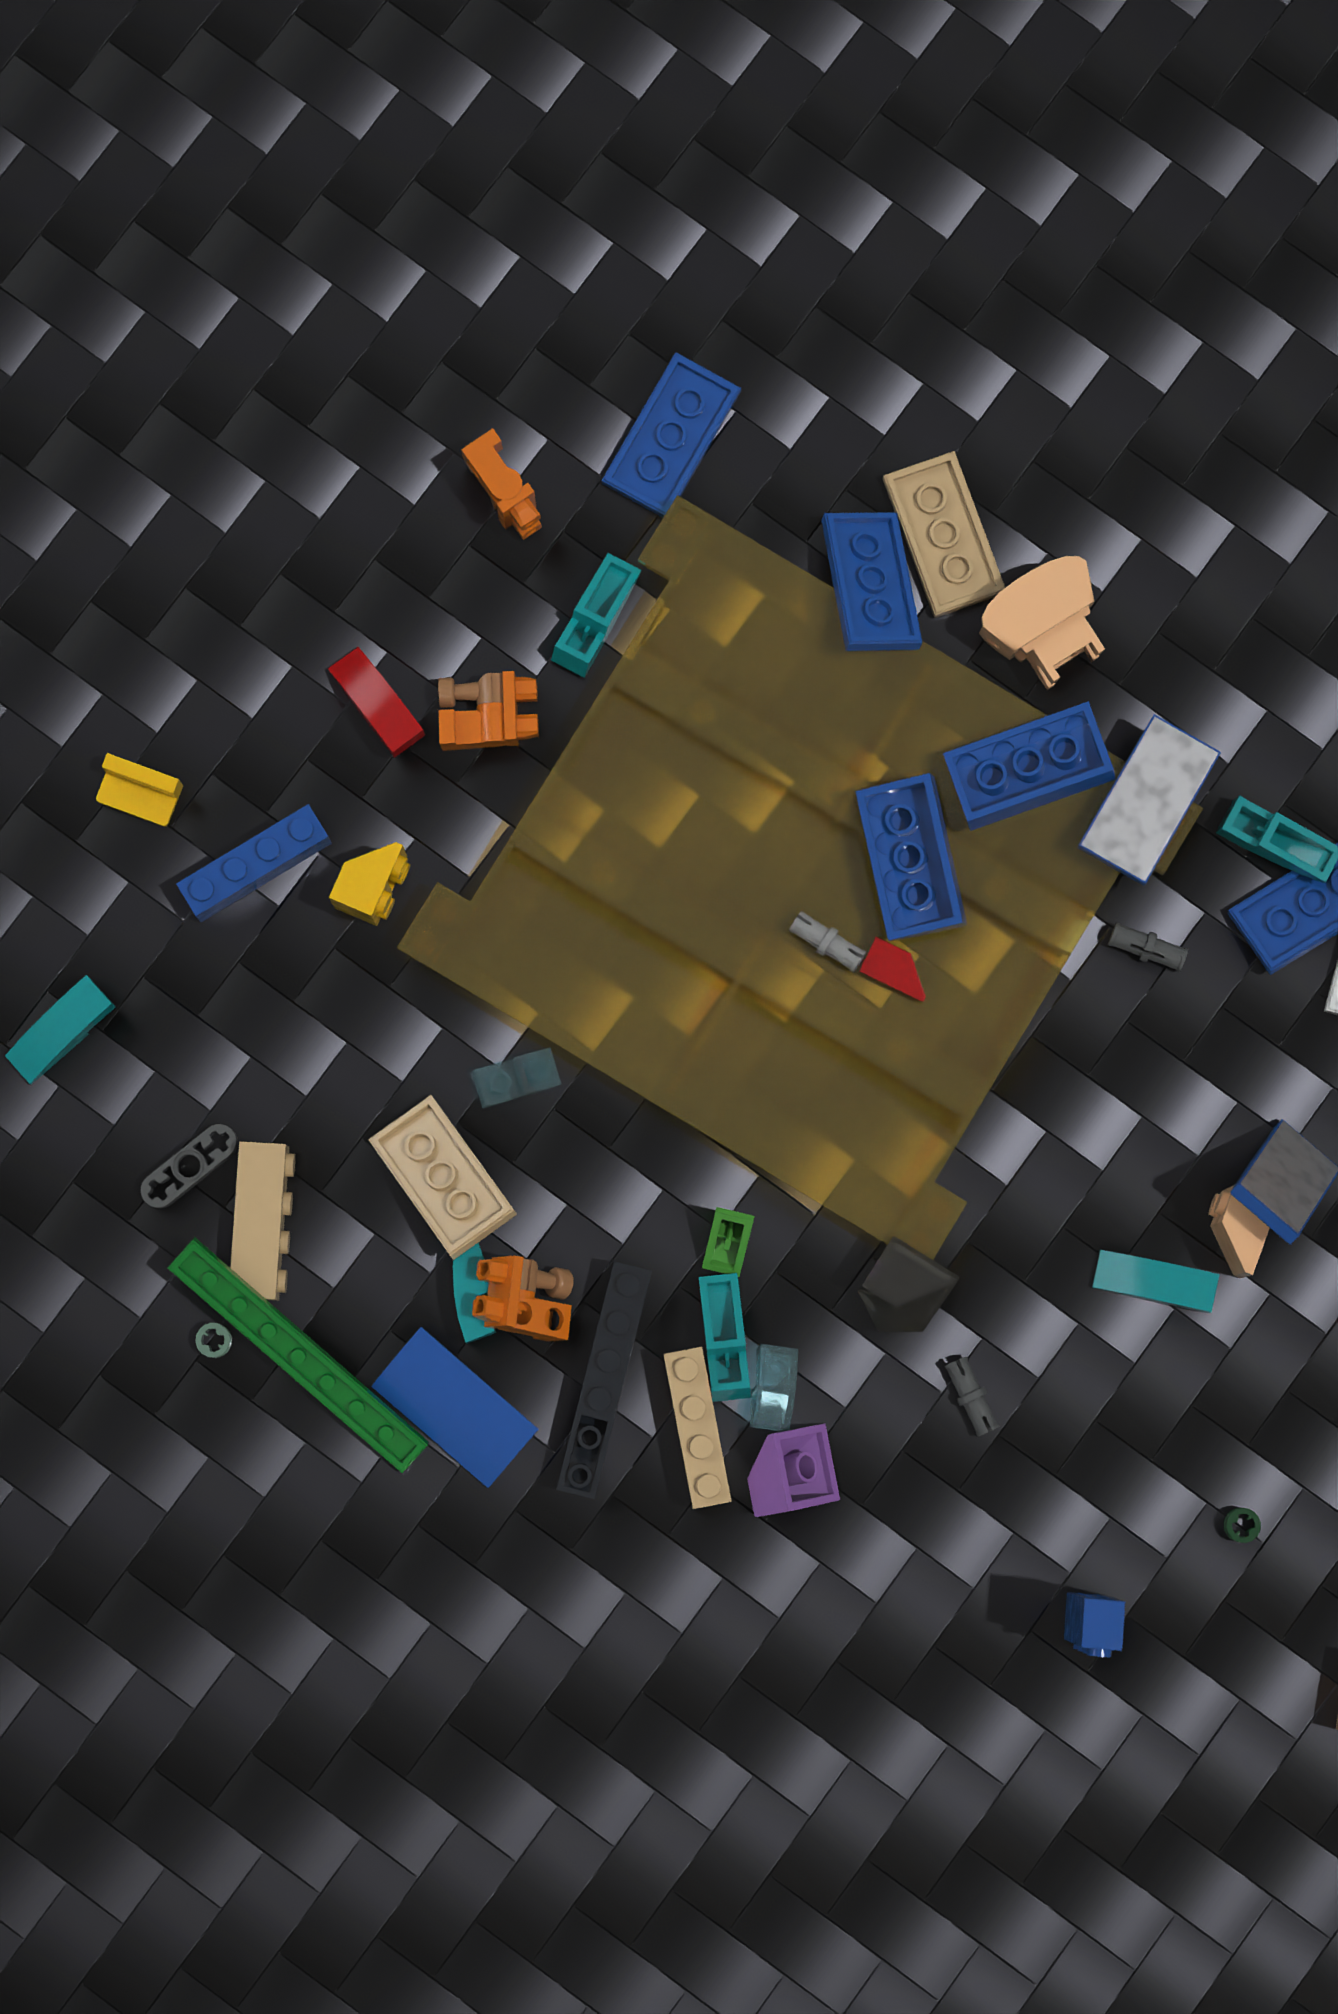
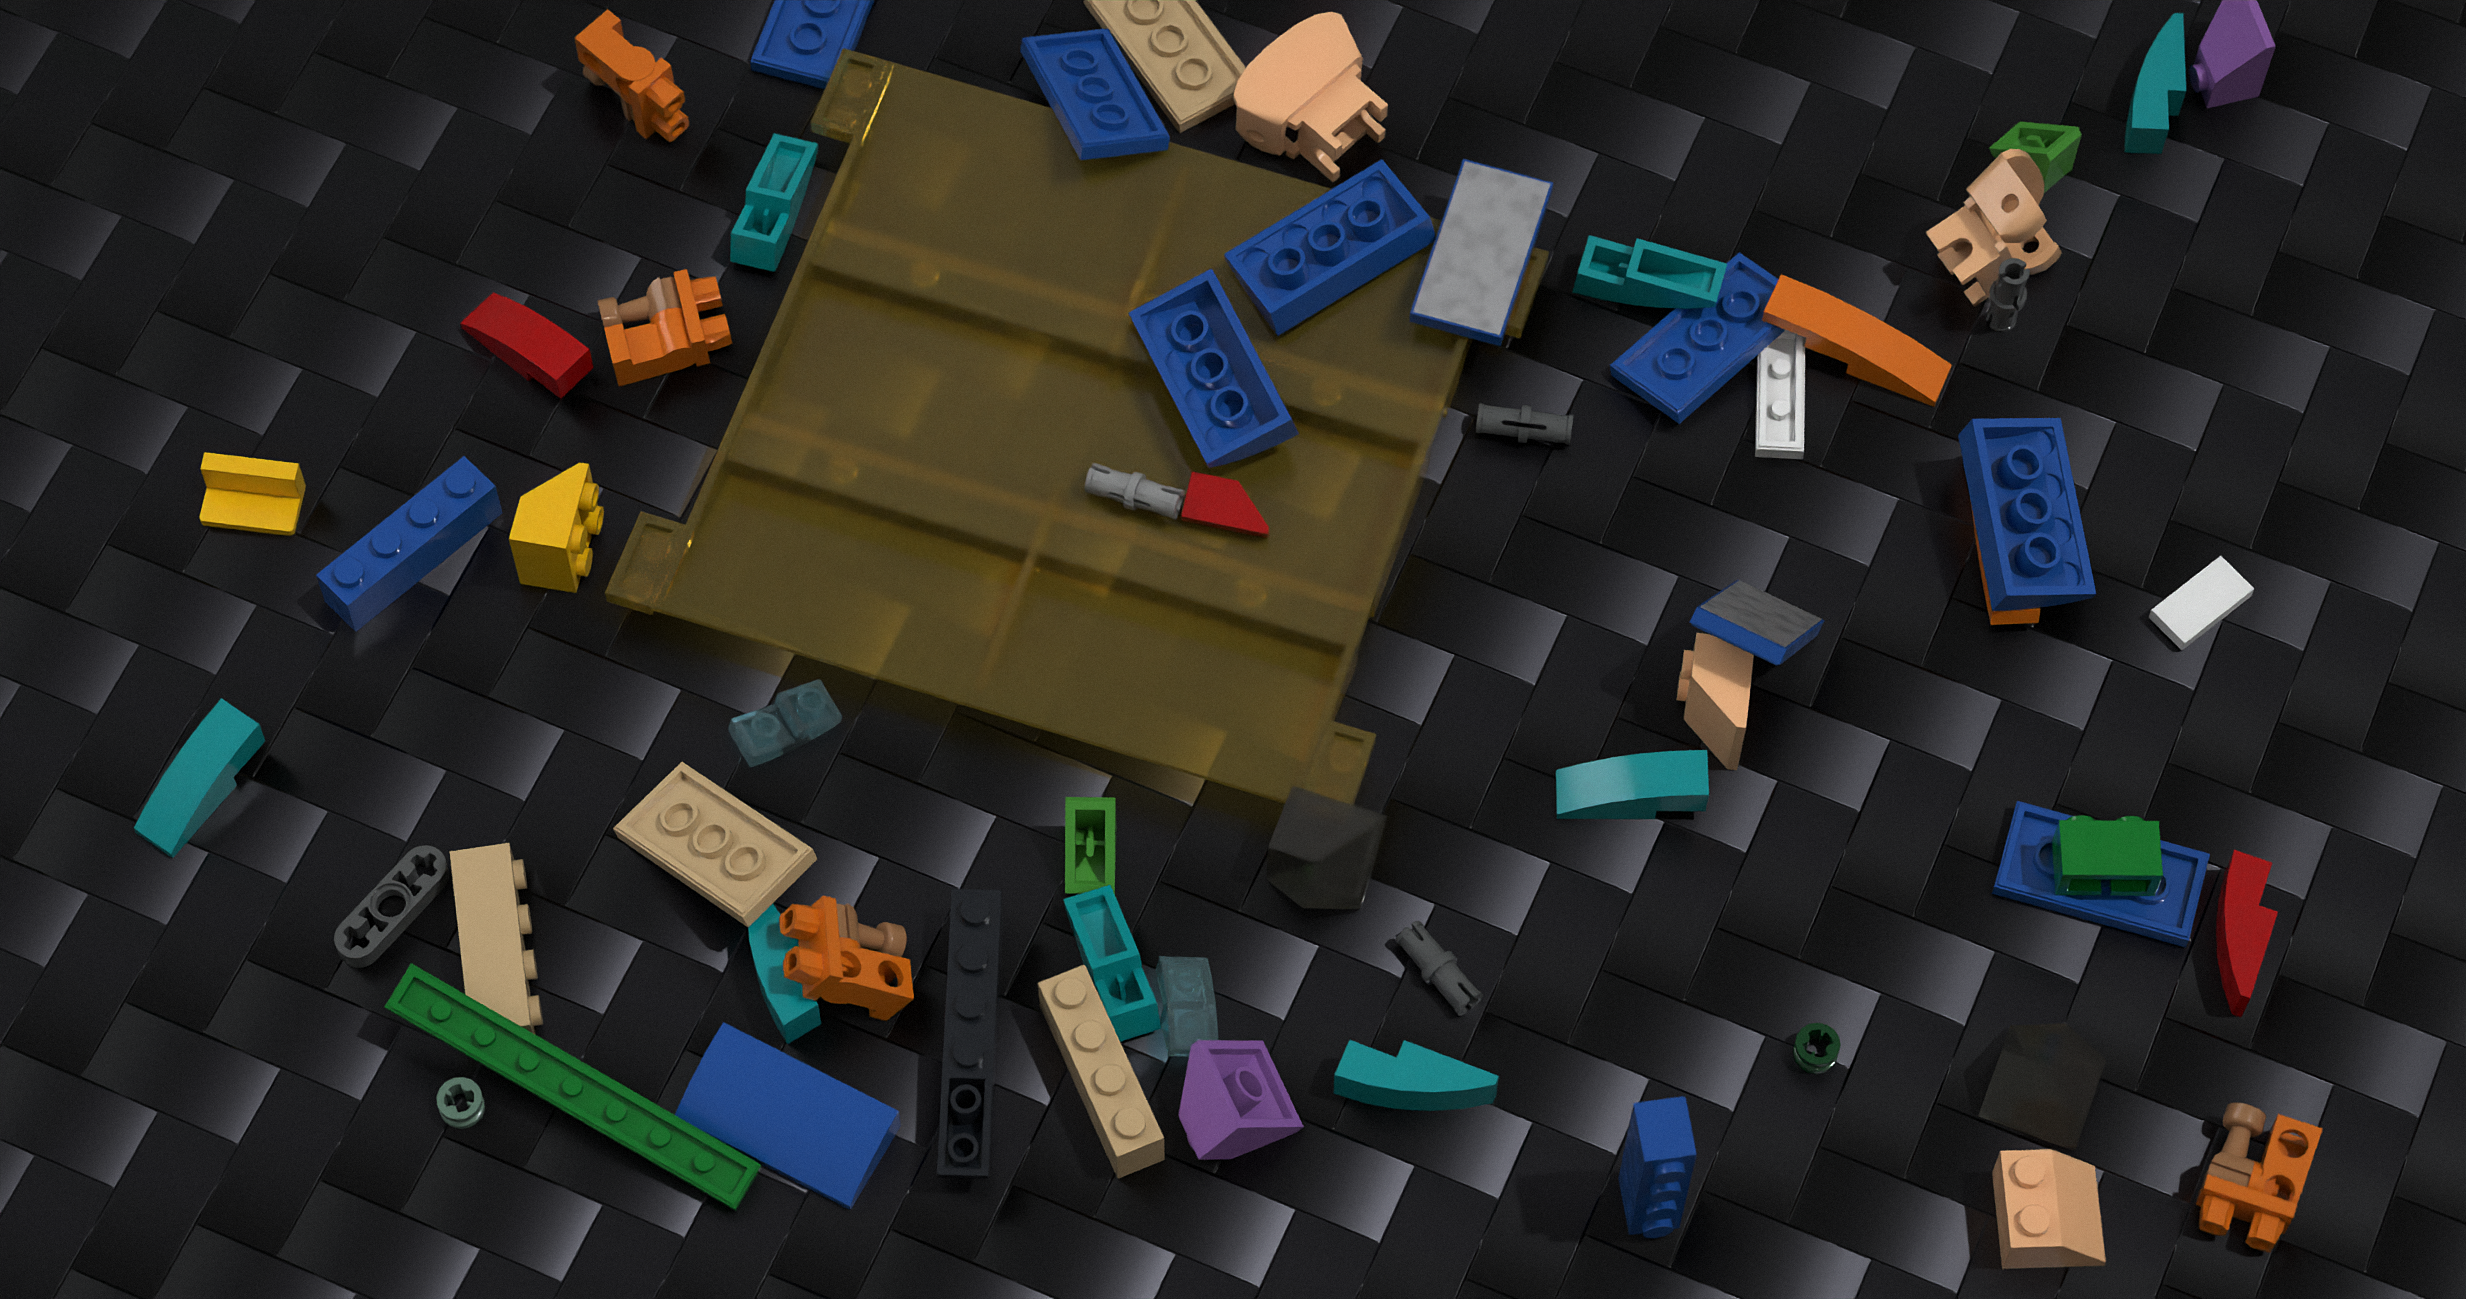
camera: 10 degrees left, 20 degrees down
(928, 1485) = (1412, 1080): none -> teal slope

